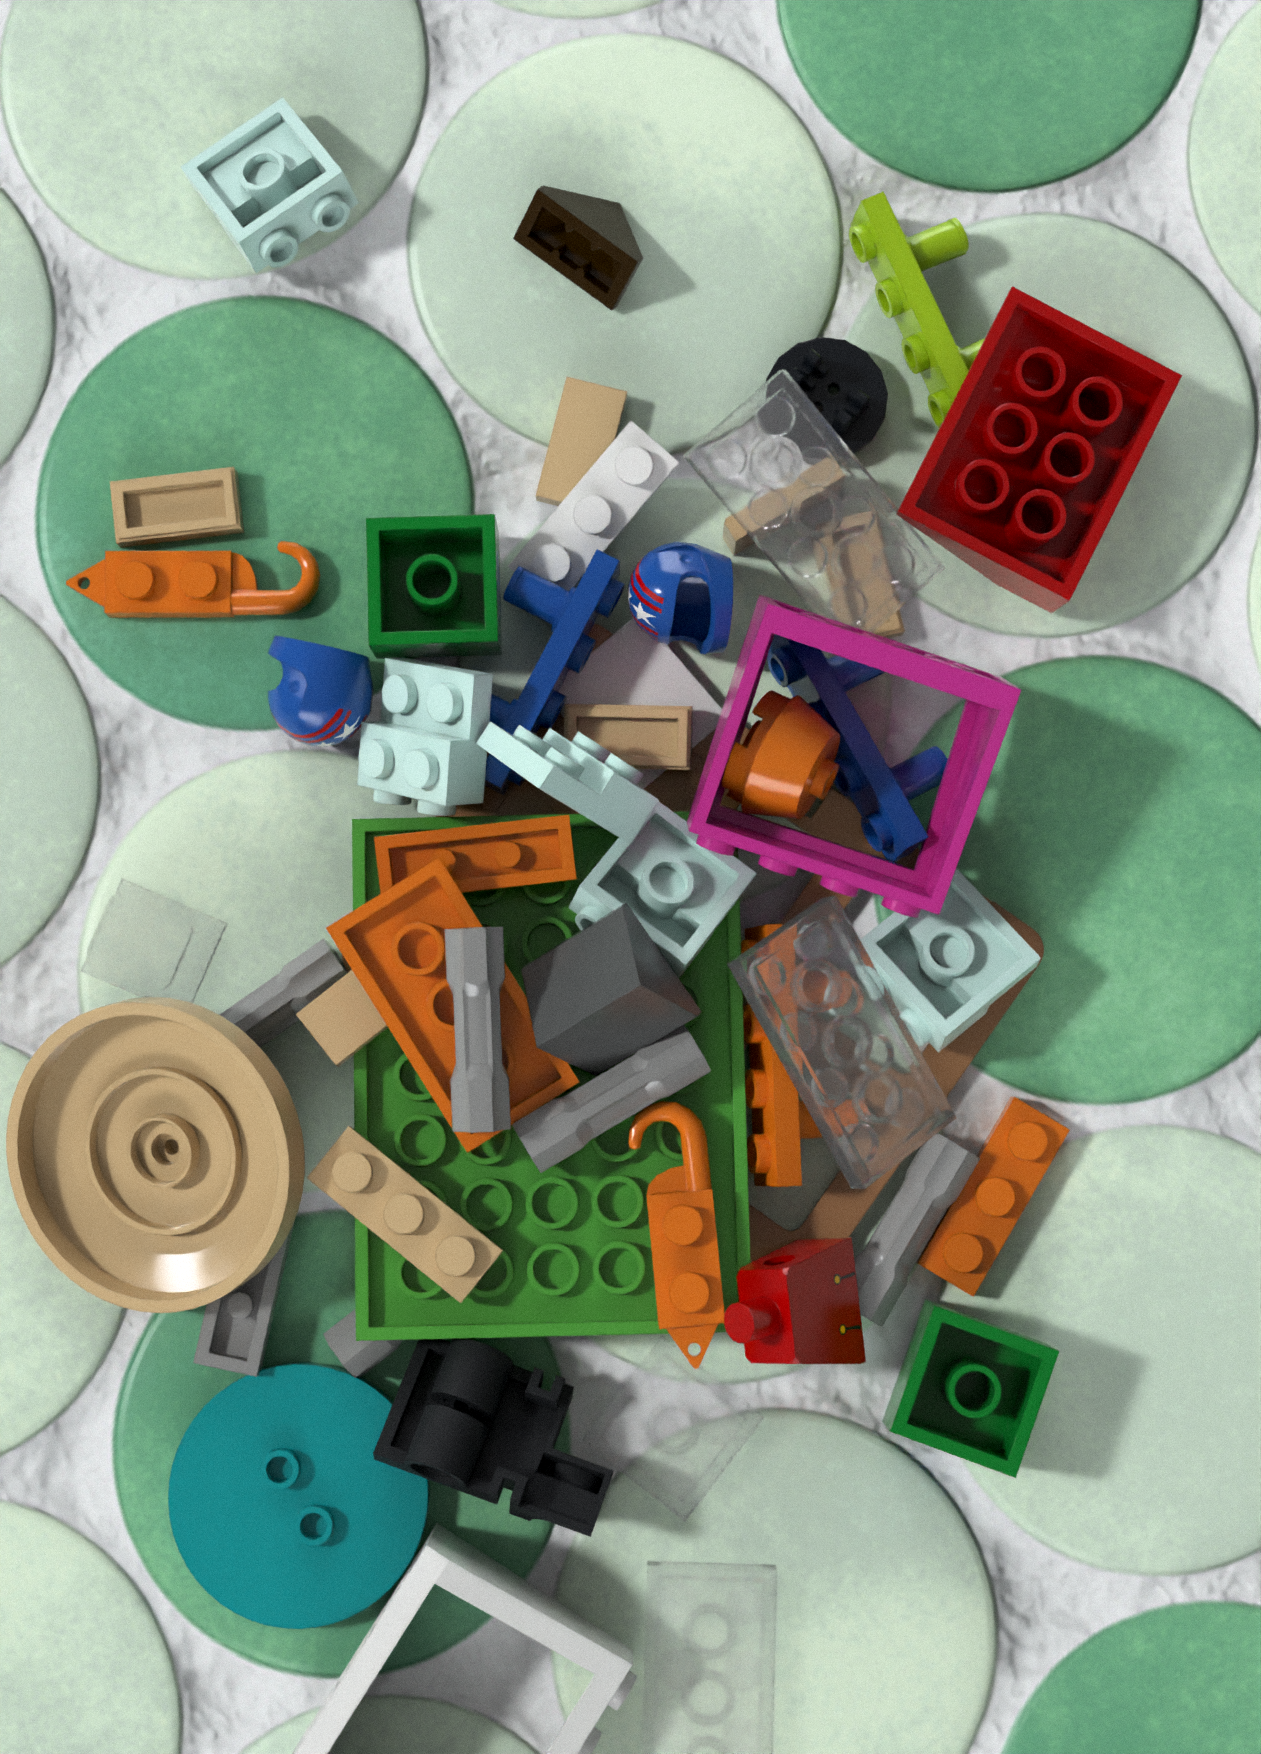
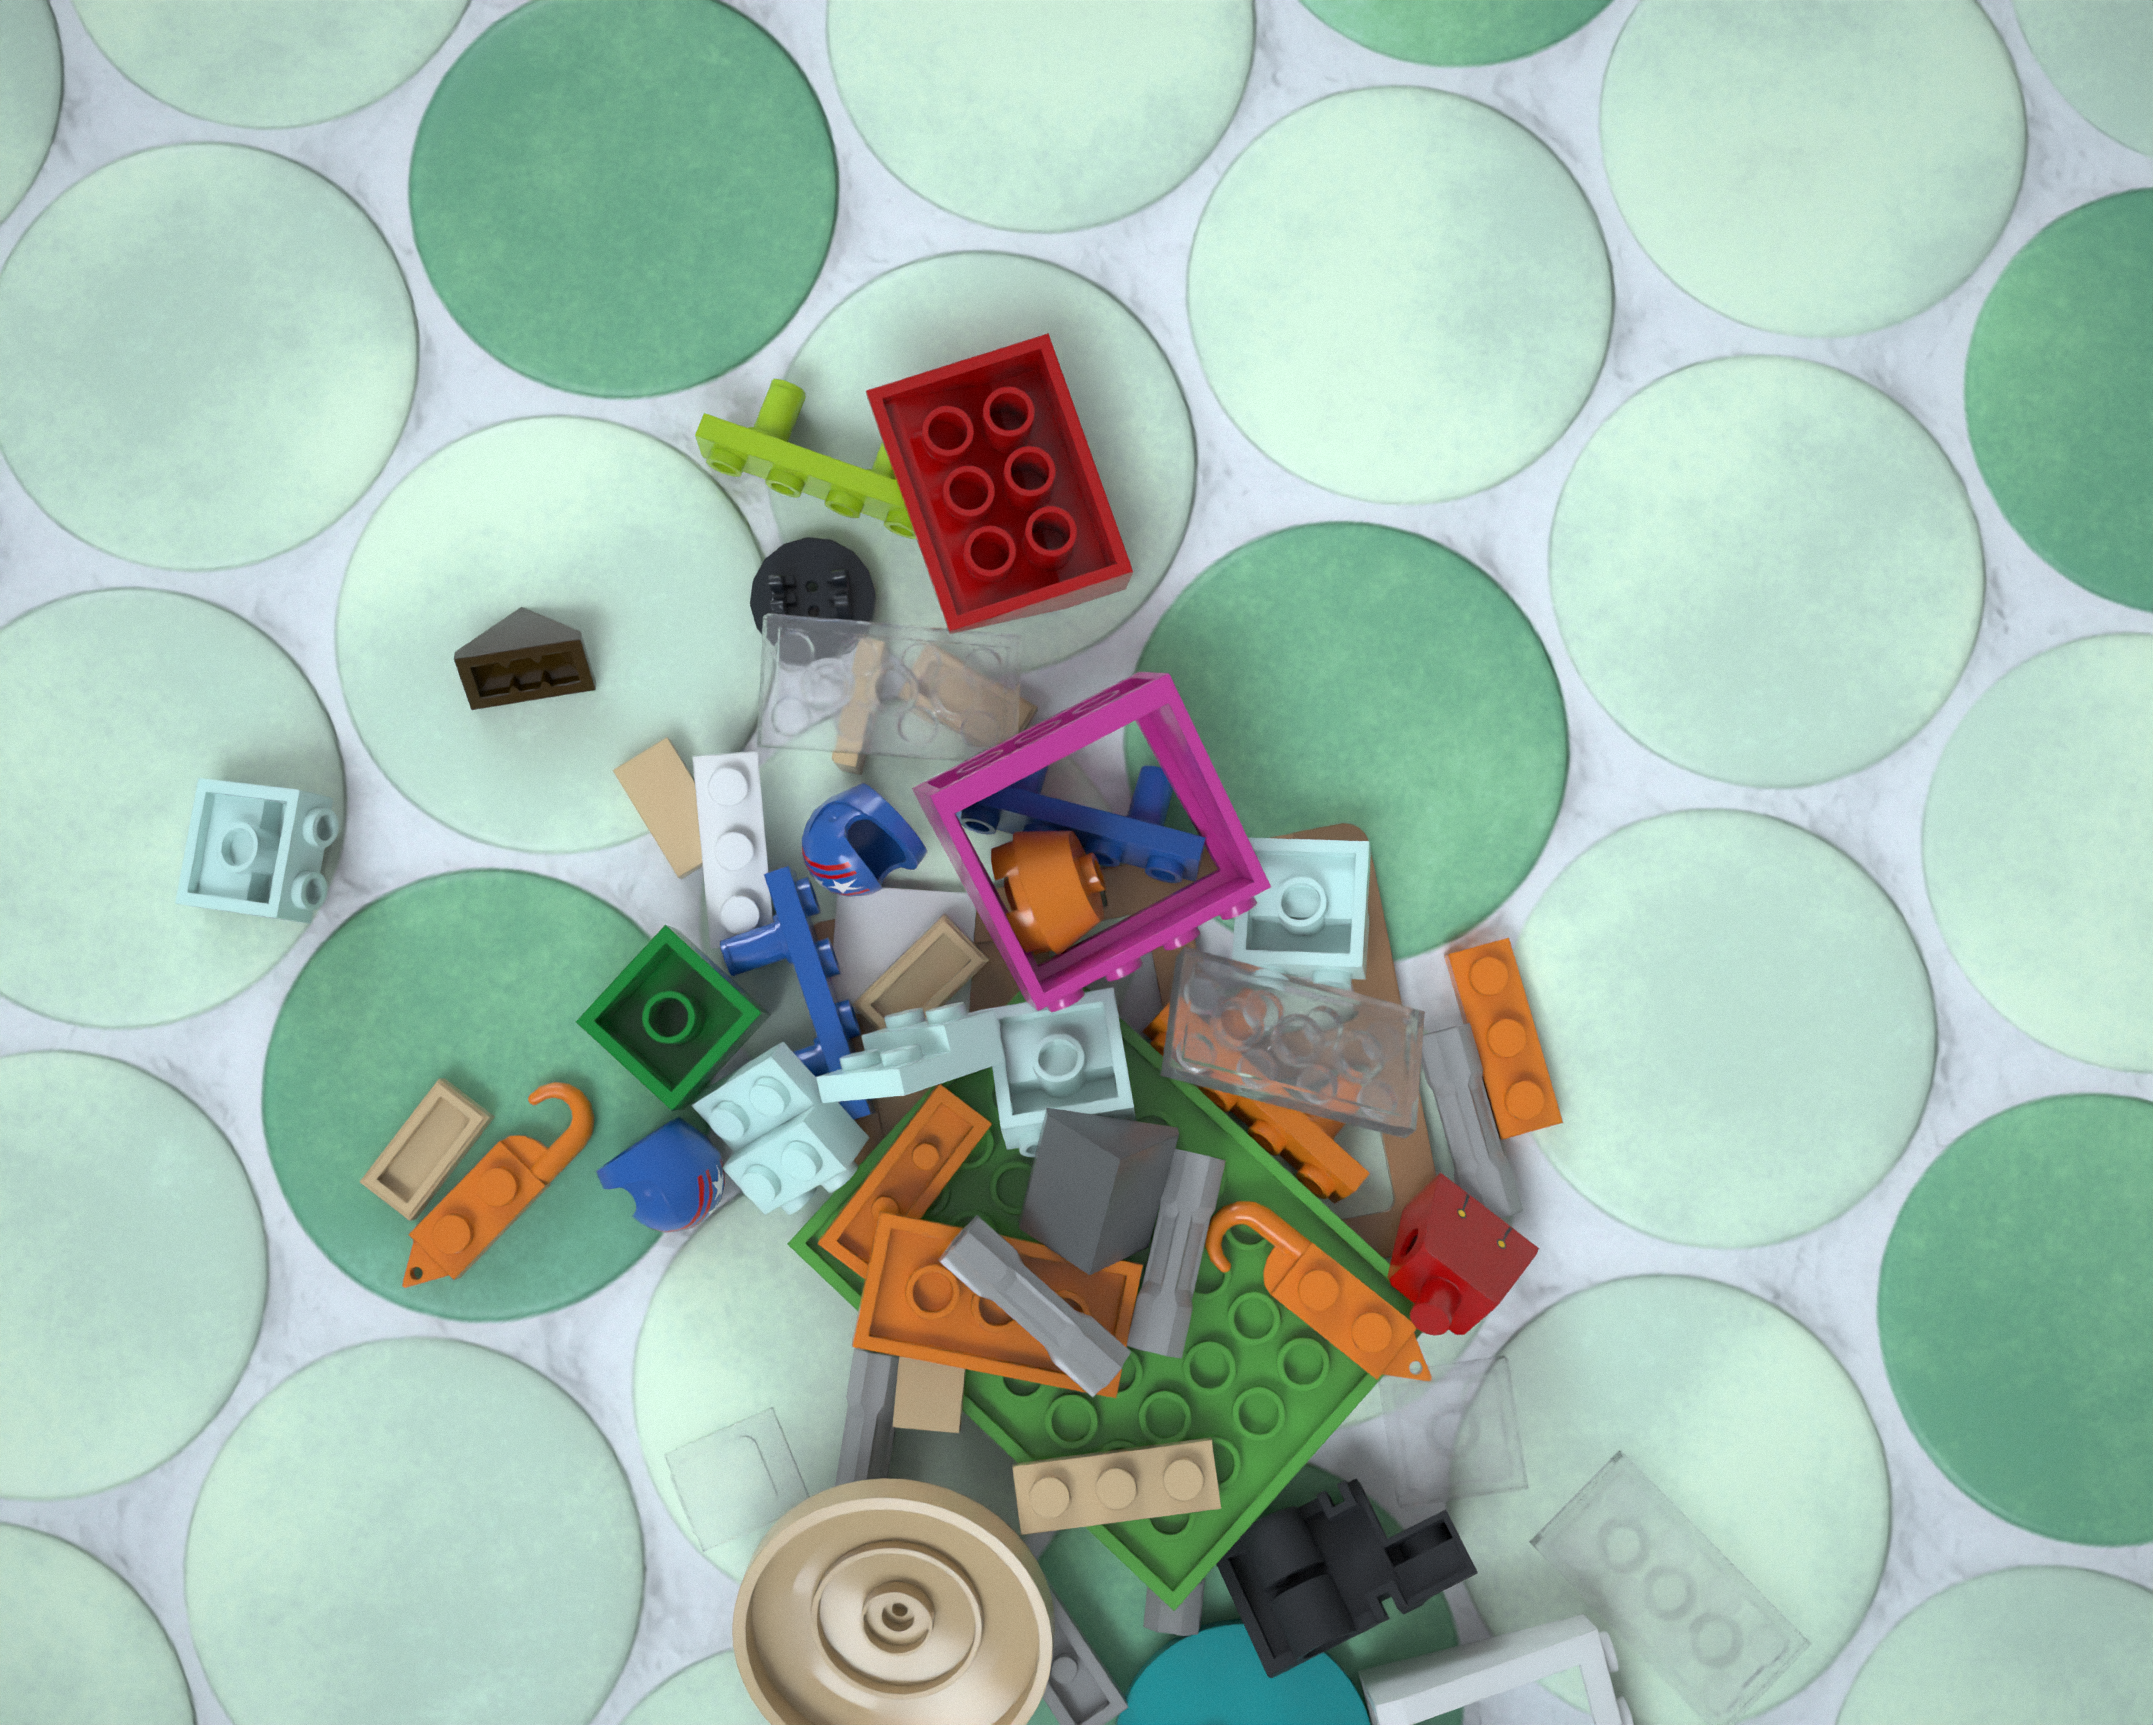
camera: 50 degrees left, 0 degrees up
(970, 1388) = (1627, 1190): green brick -> none

